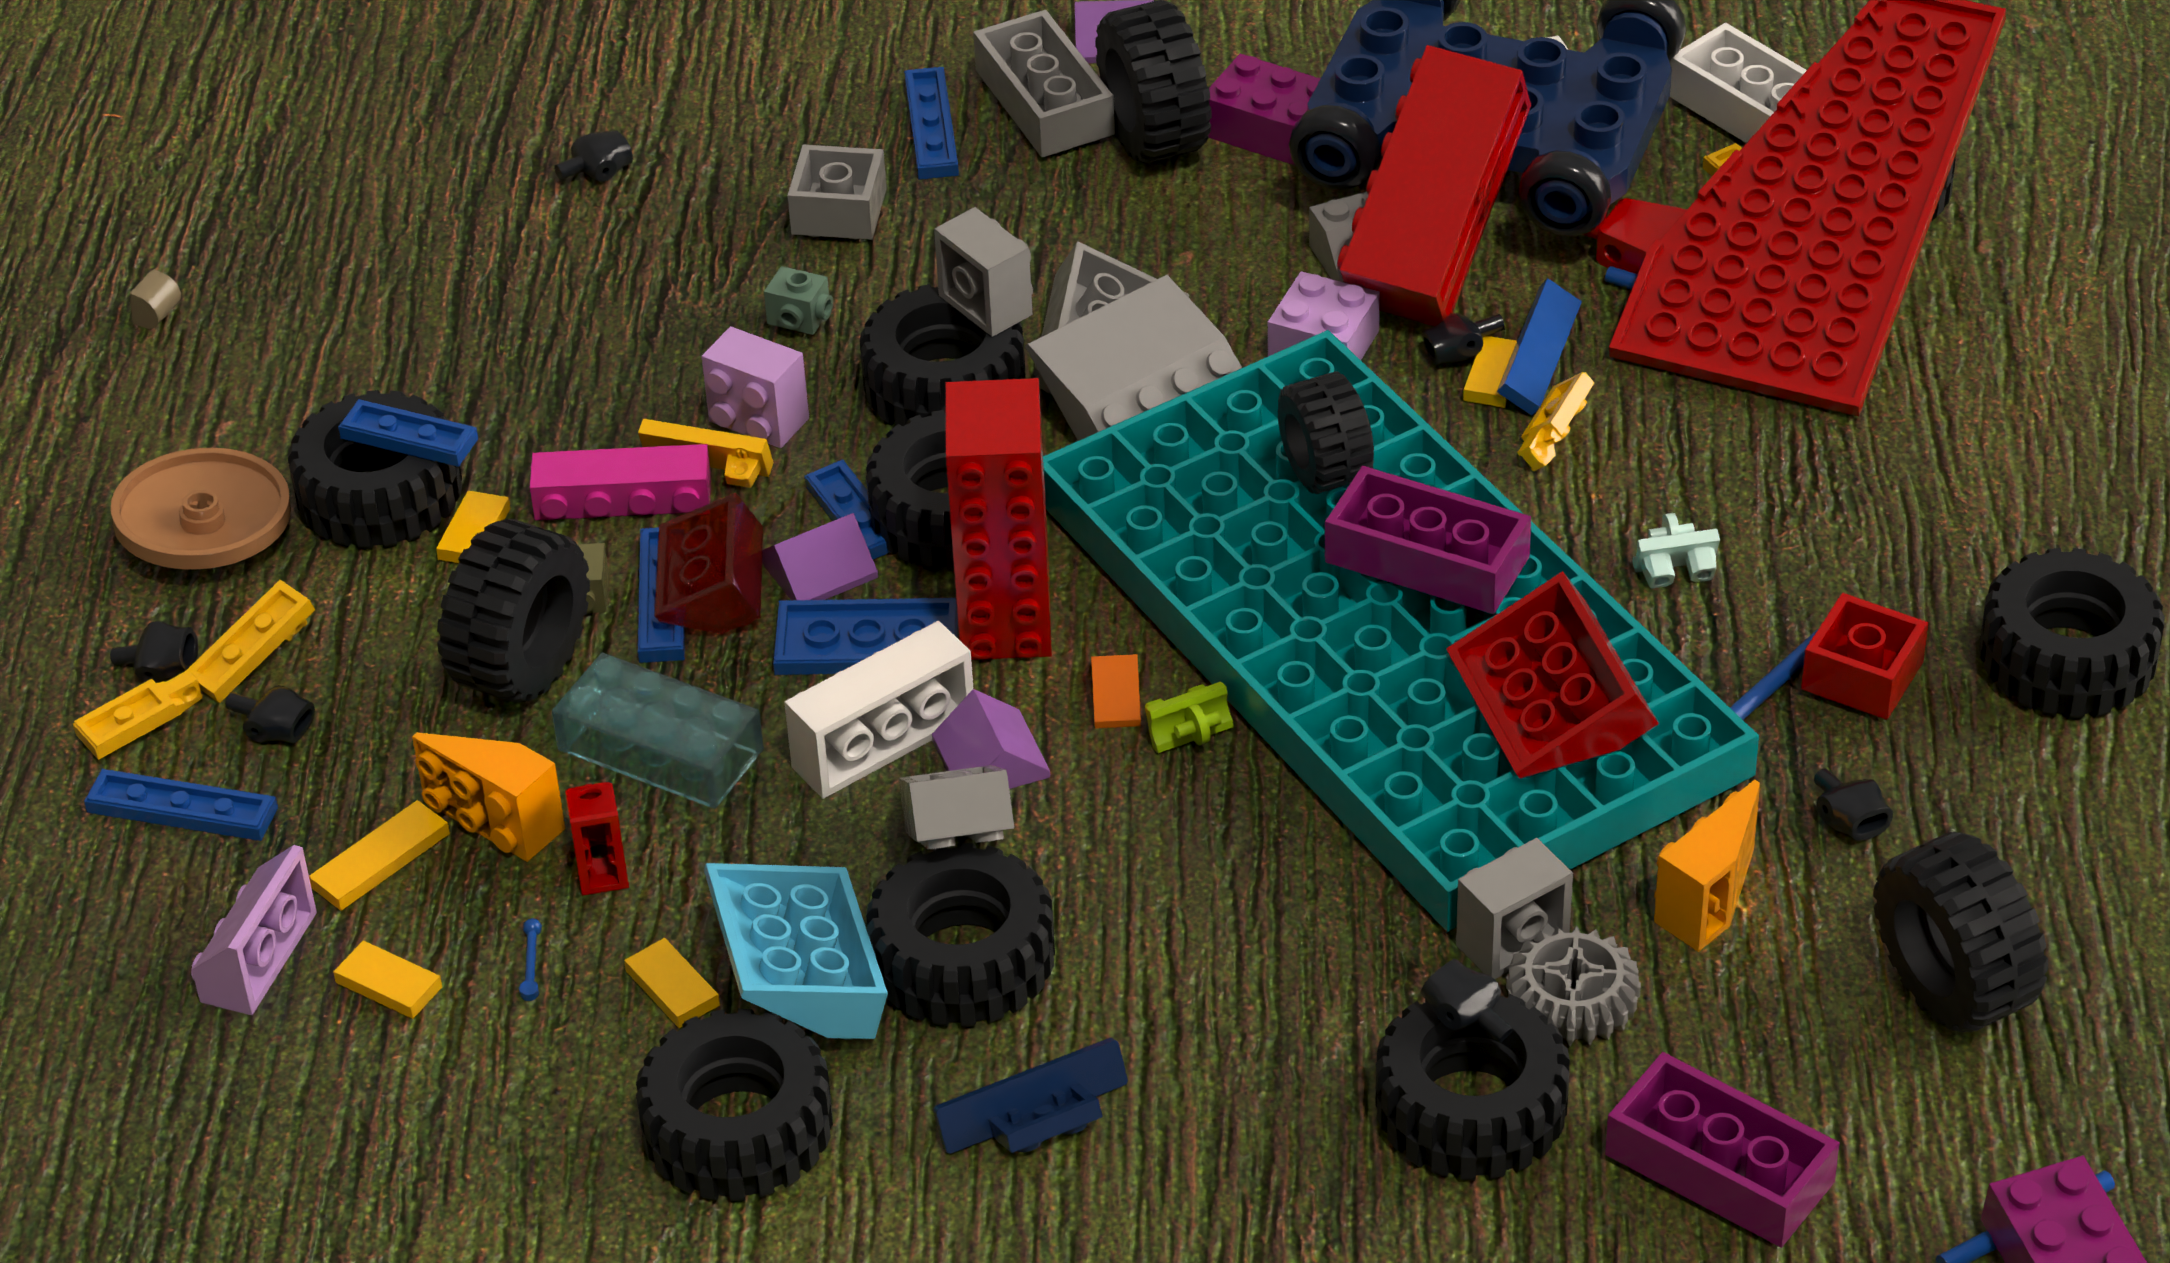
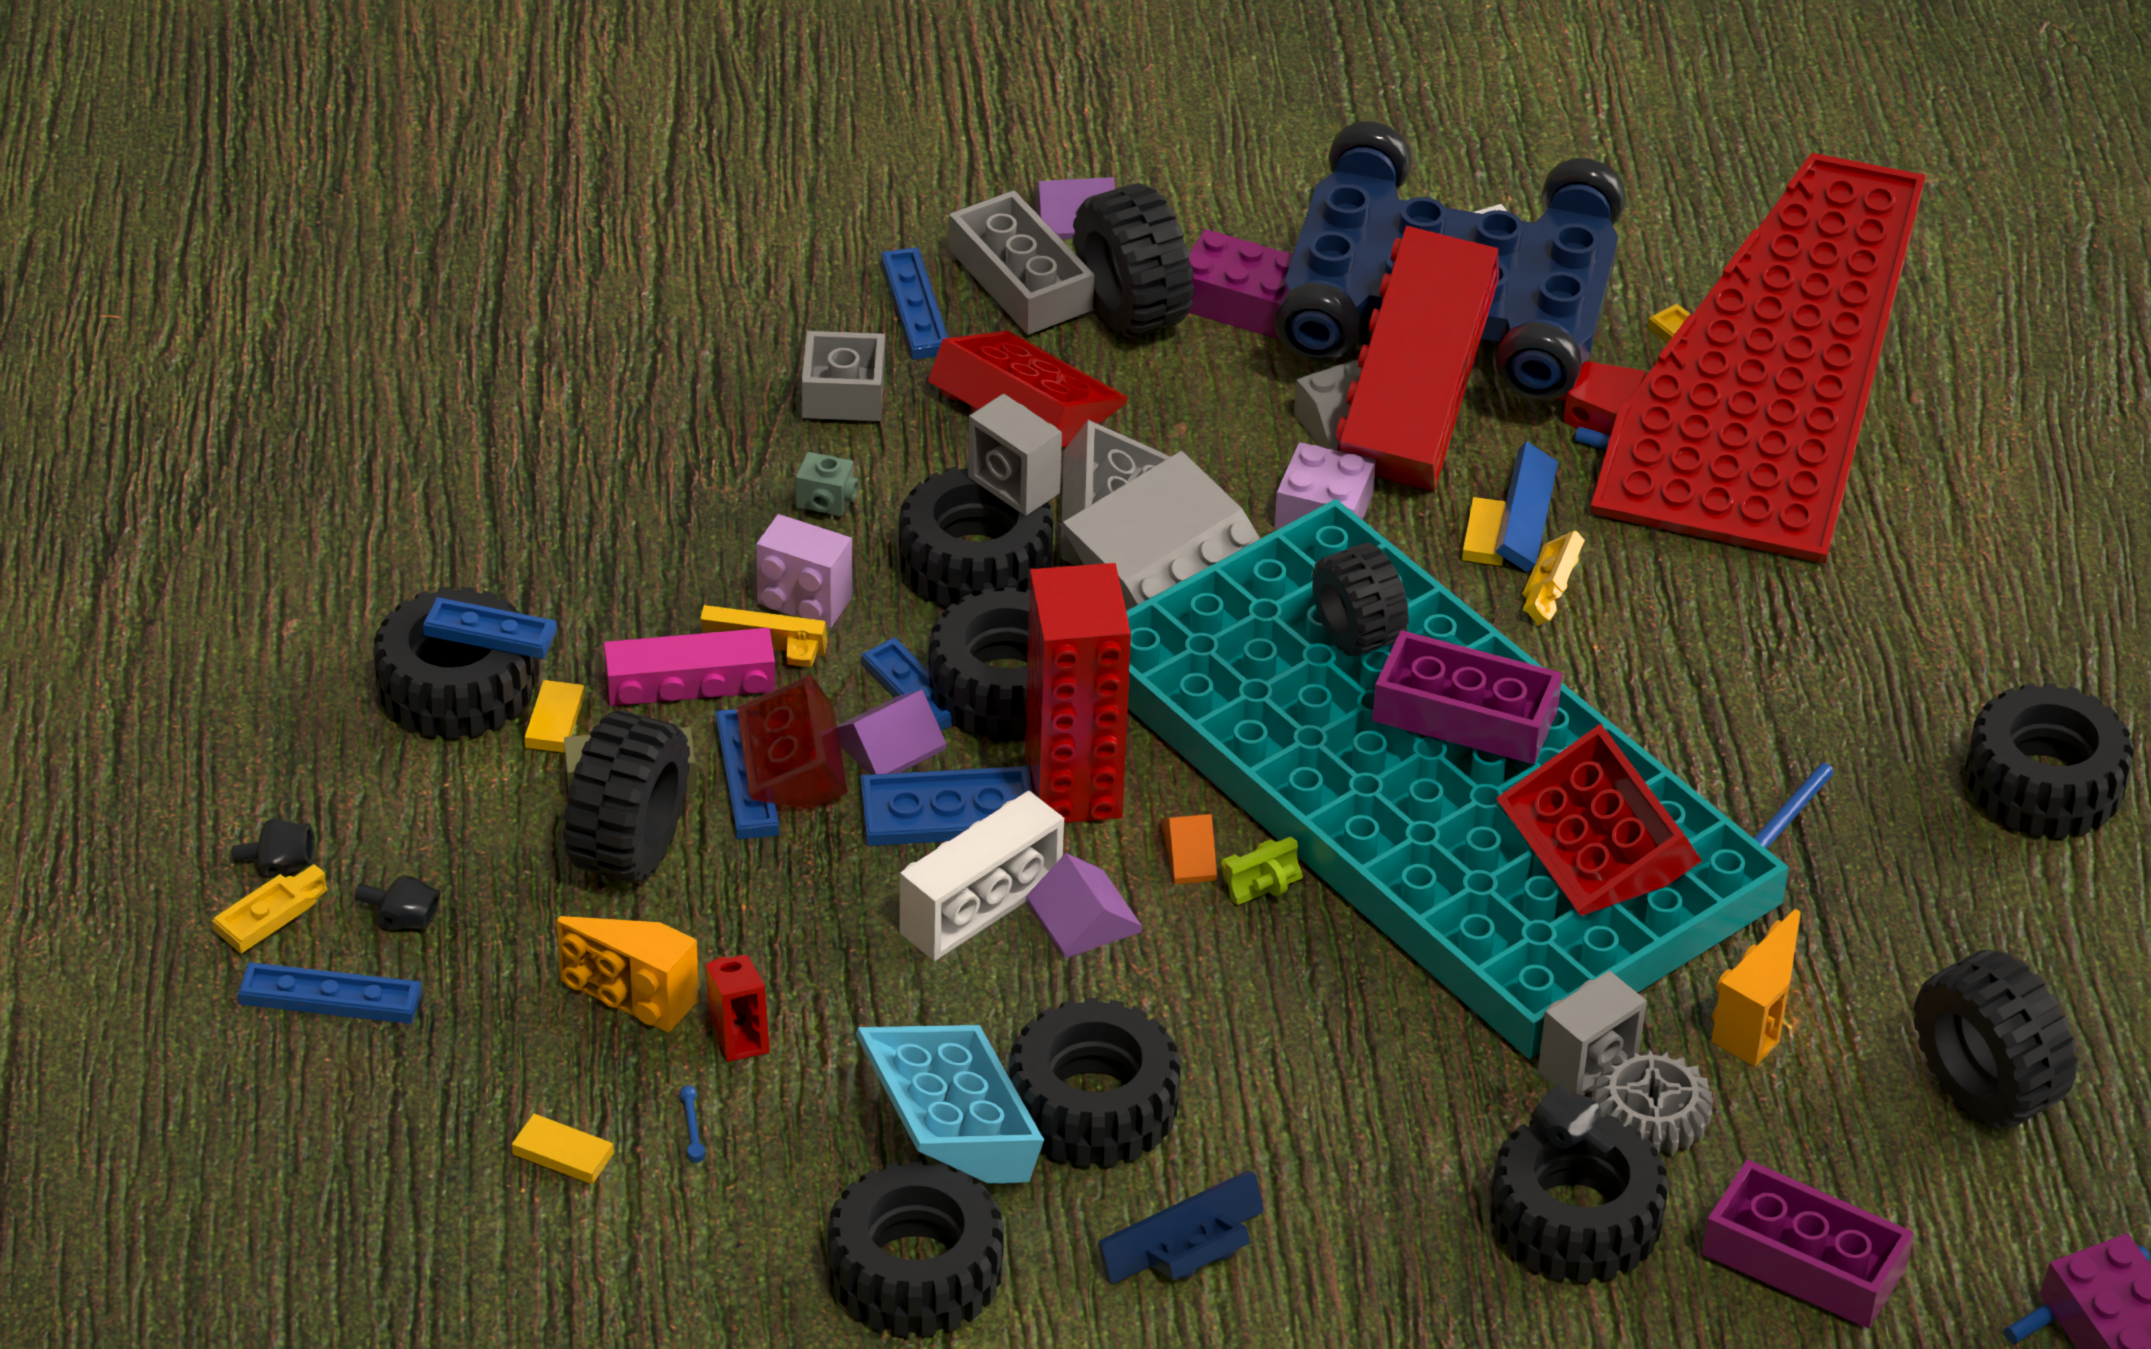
camera: 10 degrees left, 0 degrees up
(153, 299) = (197, 502): dark tan brick -> none
(200, 508) = (293, 707): medium nougat dish -> none
(251, 640) = (367, 832): yellow hinge -> none
(256, 935) = (433, 1112): lavender slope -> none
(379, 855) = (529, 1032): yellow tile -> none
(597, 155) = (602, 345): black piece -> none
(658, 730) = (773, 903): clear light blue brick -> none
(671, 982) = (829, 1139): yellow tile -> none
(956, 804) = (1076, 961): light grey brick -> none
(1026, 203) = (1002, 363): none -> red slope
(1459, 337) = (1451, 501): black piece -> none
(1676, 546) = (1682, 692): light aqua hips -> none
(1732, 80) = (1674, 246): white brick -> none
(1852, 806) = (1874, 928): black piece -> none
(1864, 655) = (1868, 789): red brick -> none

